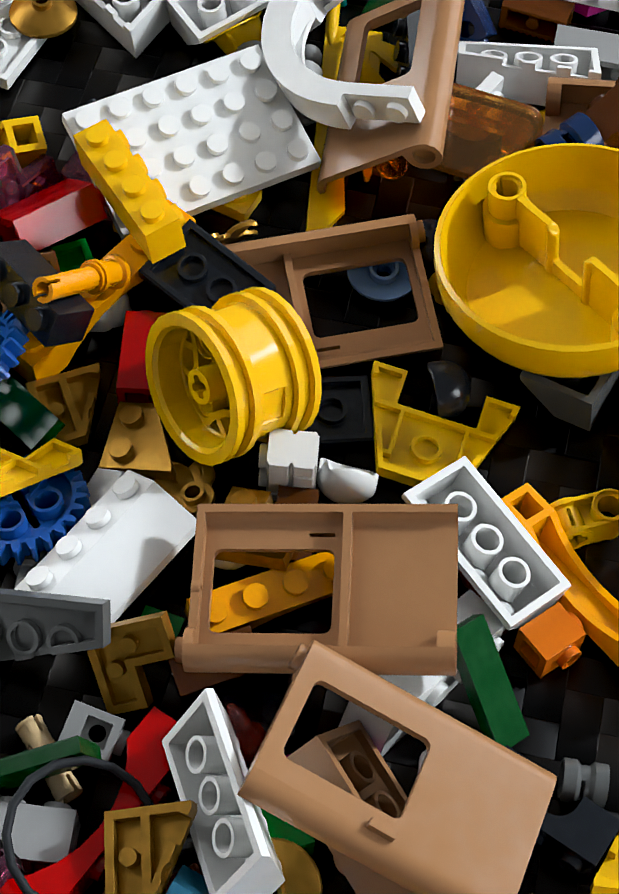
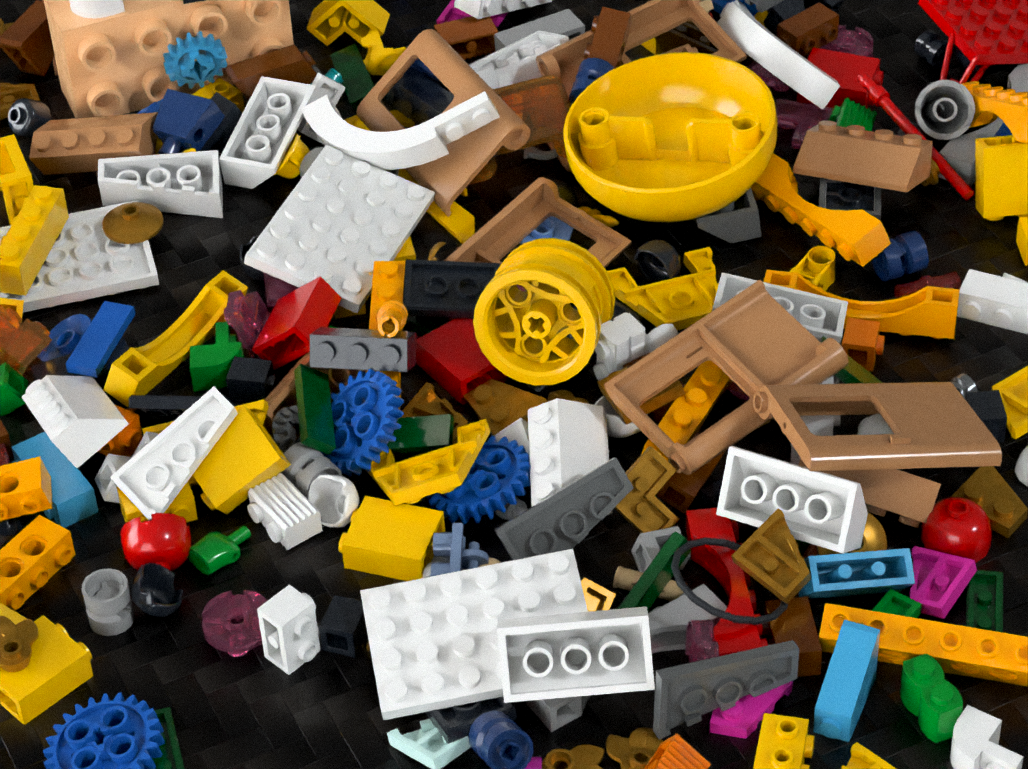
camera: 35 degrees left, 15 degrees down
(130, 191) = (354, 262): yellow brick -> none

